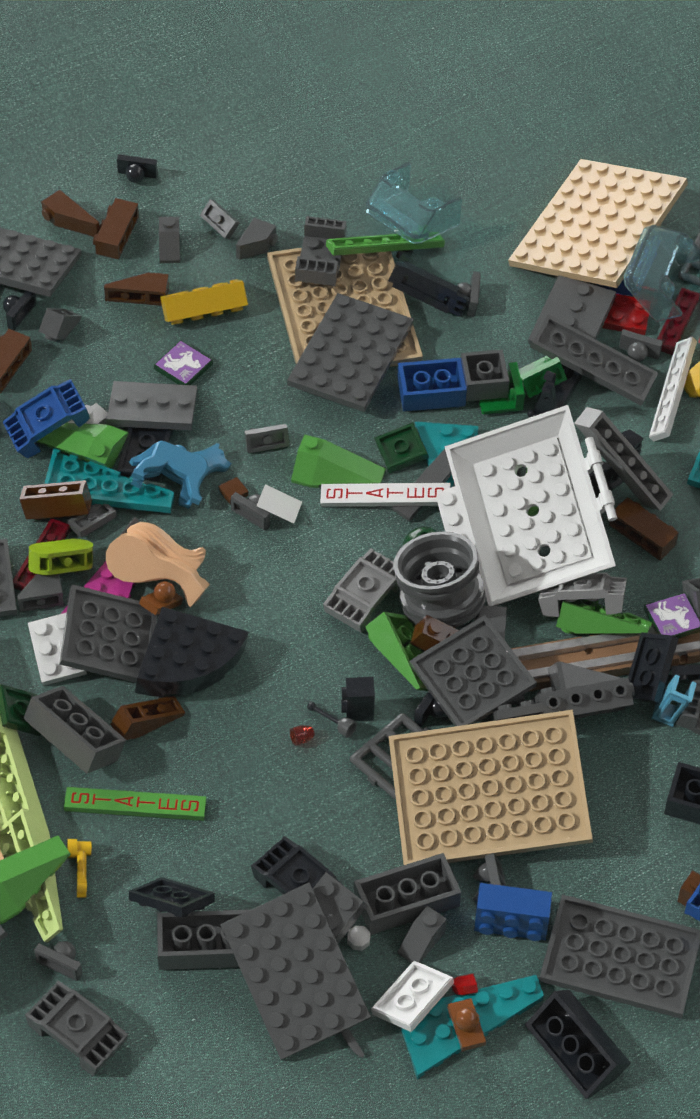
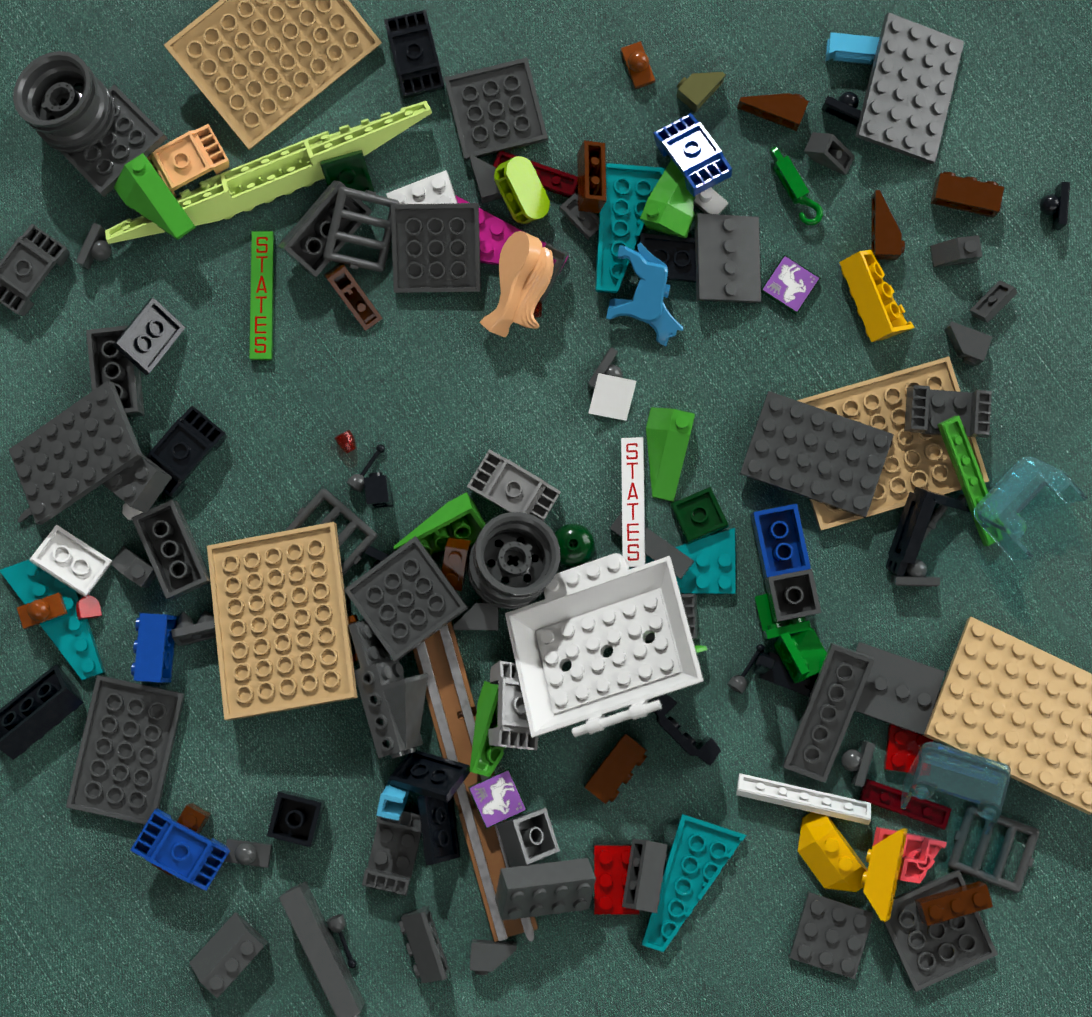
camera: 90 degrees right, 30 degrees up
(68, 215) = (982, 138): reddish brown slope -> none
(80, 850) = (208, 252): yellow brick -> none
(85, 351) = (794, 185): none -> green piece
(86, 710) = (334, 234): none -> dark grey bar
(163, 596) = (481, 292): dark orange tile -> none
(188, 654) = (418, 323): black brick -> none
(230, 487) = (631, 351): reddish brown tile -> none
(266, 438) = (695, 370): dark grey tile -> none
(624, 458) = (667, 742): light grey brick -> none

